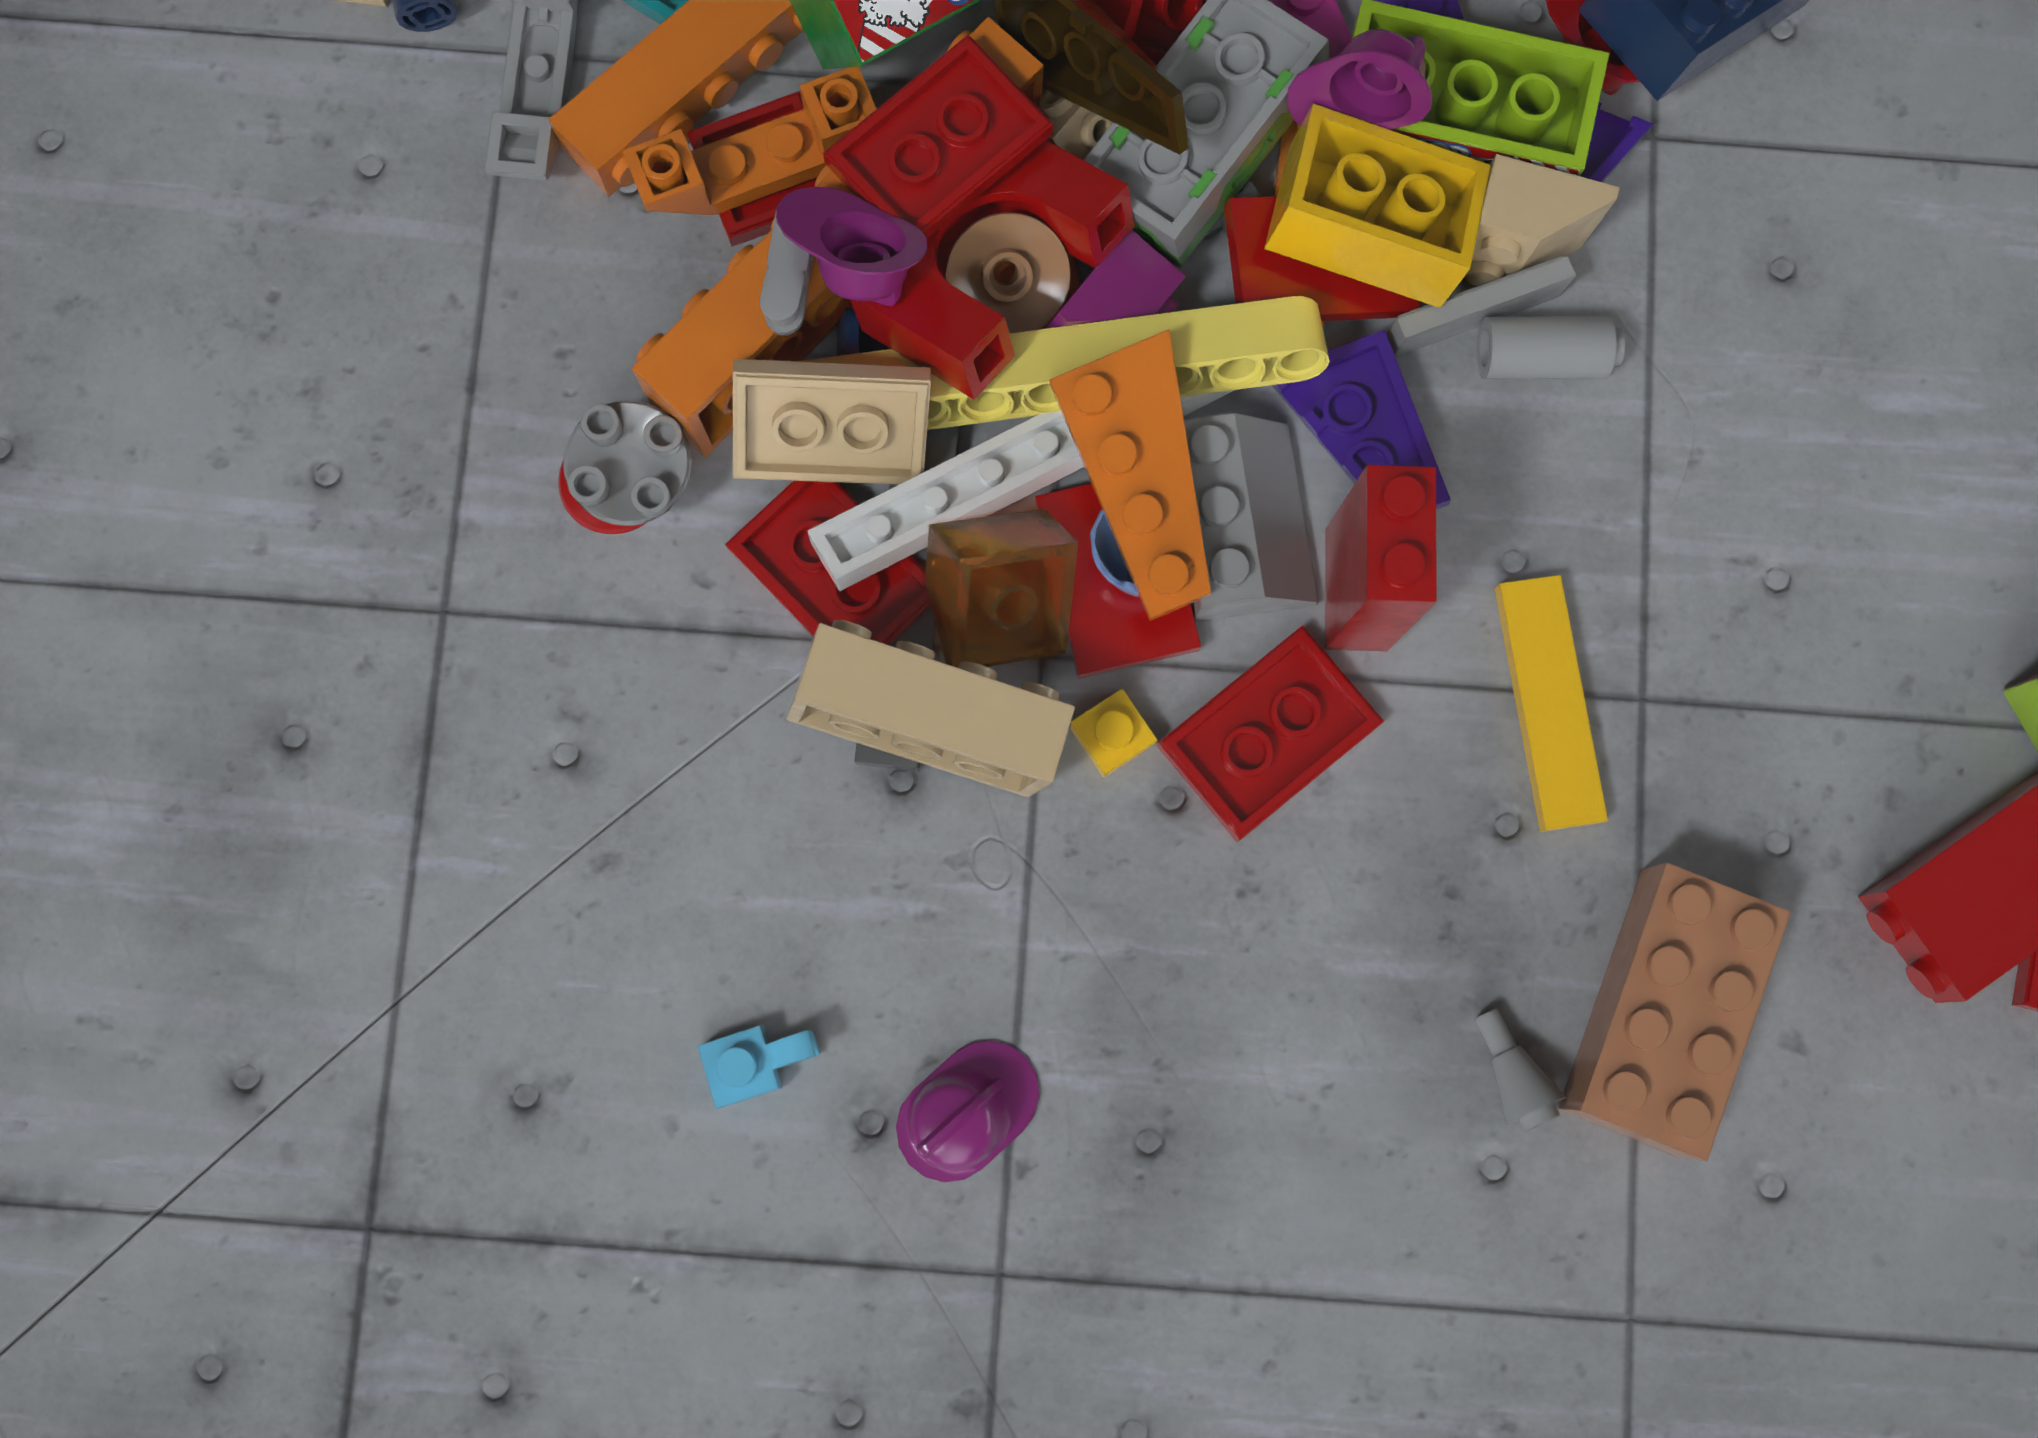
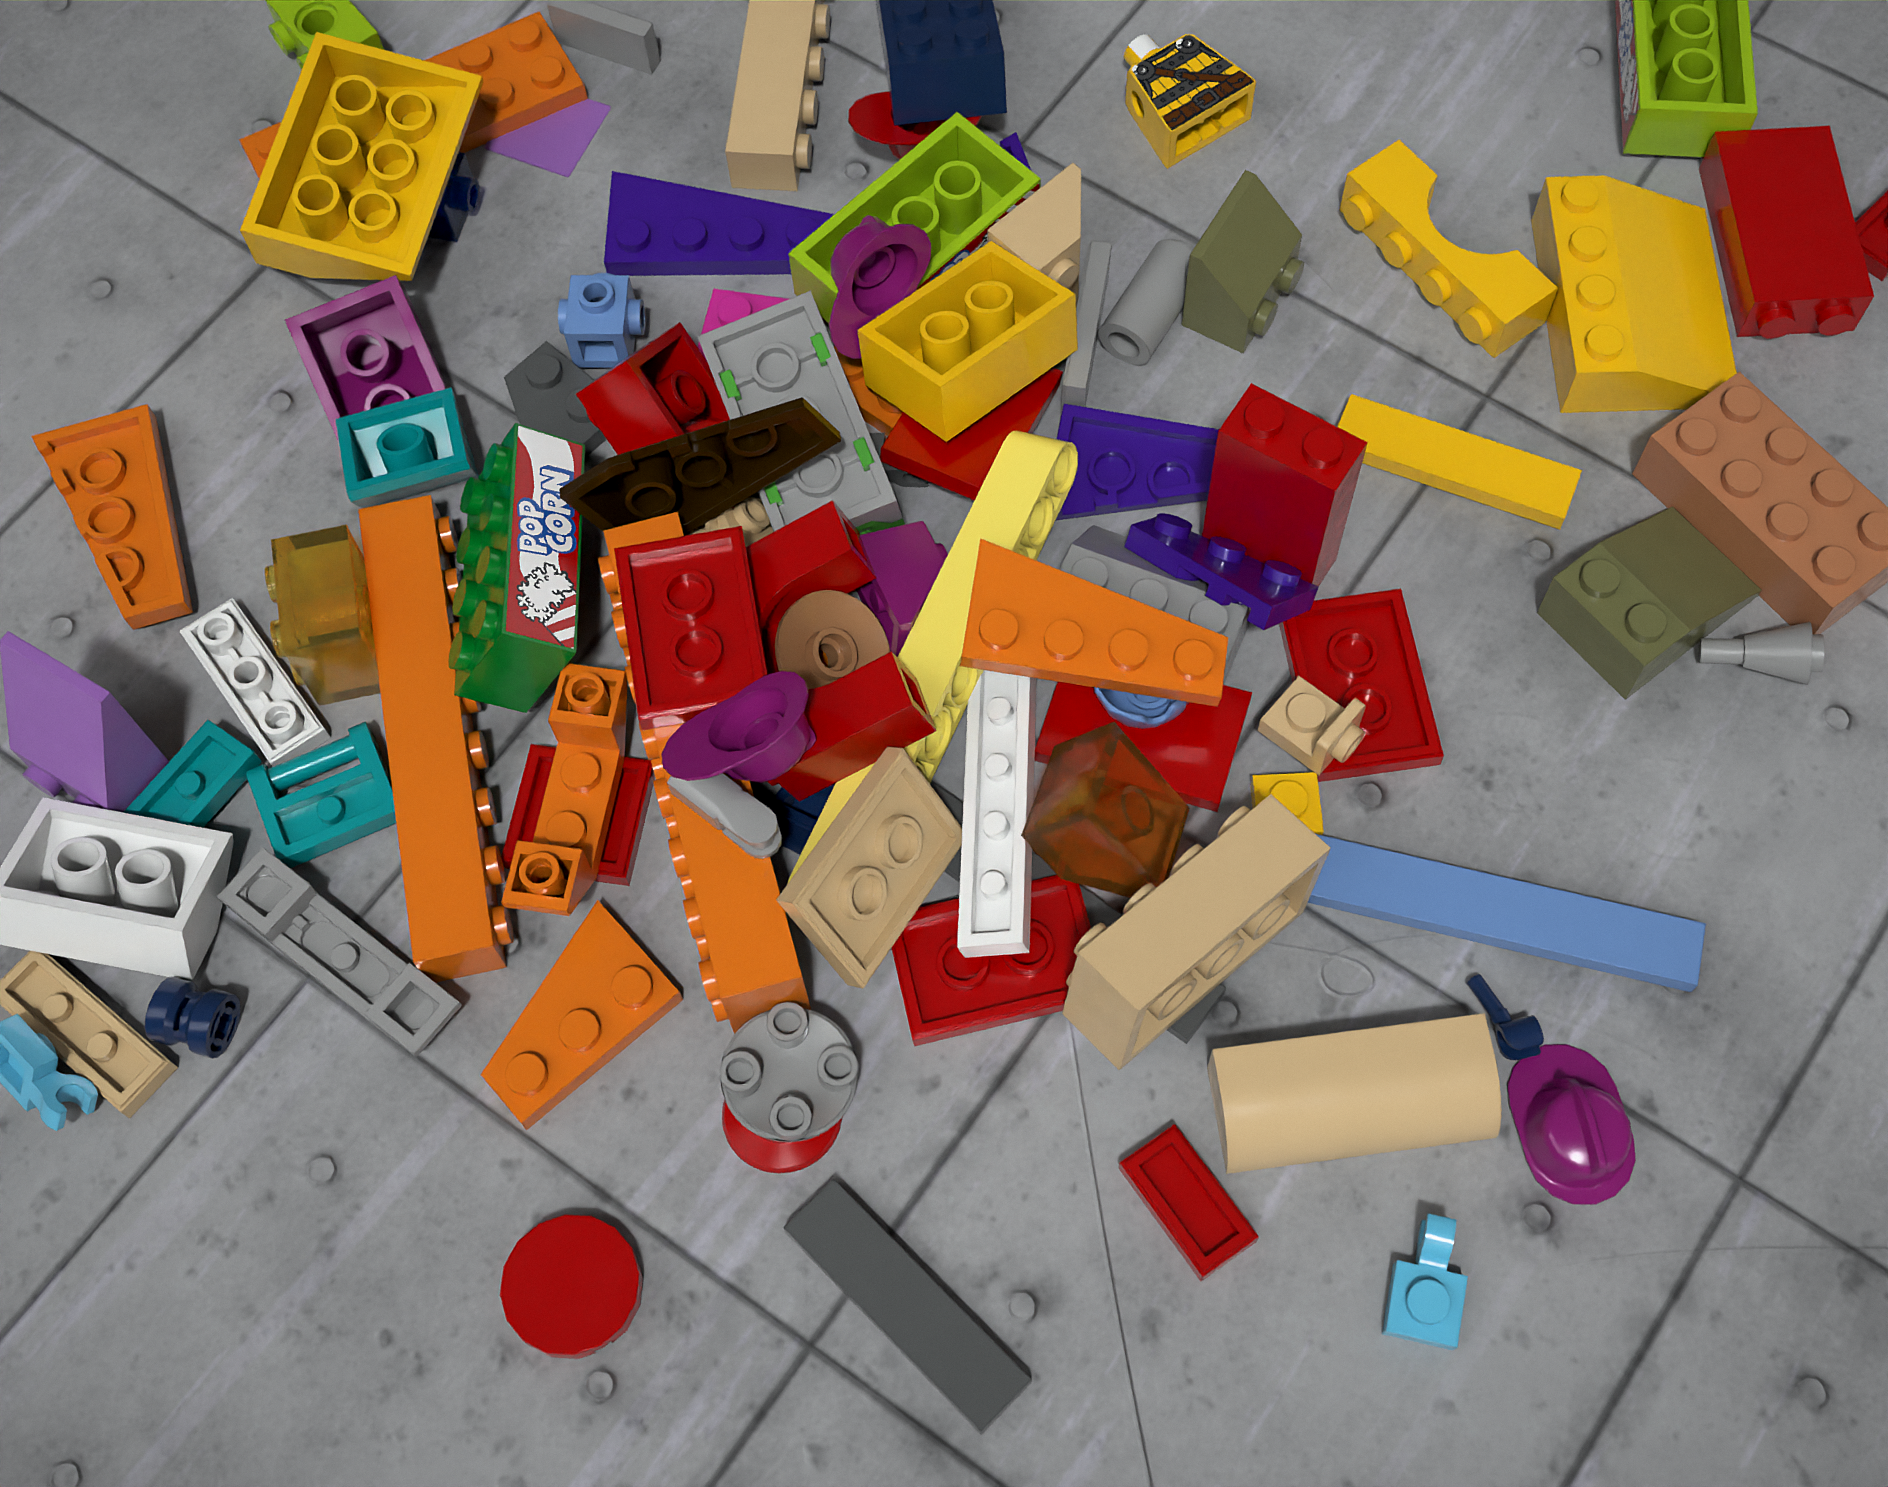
camera: 50 degrees left, 15 degrees down
(383, 405) = (571, 1286): none -> red tile
(511, 664) = (908, 1306): none -> dark grey tile
(596, 277) = (579, 1018): none -> orange wing
(719, 835) = (1188, 1202): none -> red tile
(881, 919) = (1355, 1093): none -> tan brick
(1013, 1029) = (1515, 1037): none -> dark blue hand
(1123, 963) = (1511, 914): none -> medium blue tile
(1193, 713) = (1313, 726): none -> tan bracket
(1293, 566) = (1268, 588): none -> dark purple wing
(1512, 942) = (1644, 599): none -> olive slope
(1628, 403) = (1242, 267): none -> olive slope
(1749, 647) = (1488, 295): none -> yellow arch
(1798, 251) = (1184, 95): none -> torso
(1835, 778) = (1635, 297): none -> yellow slope

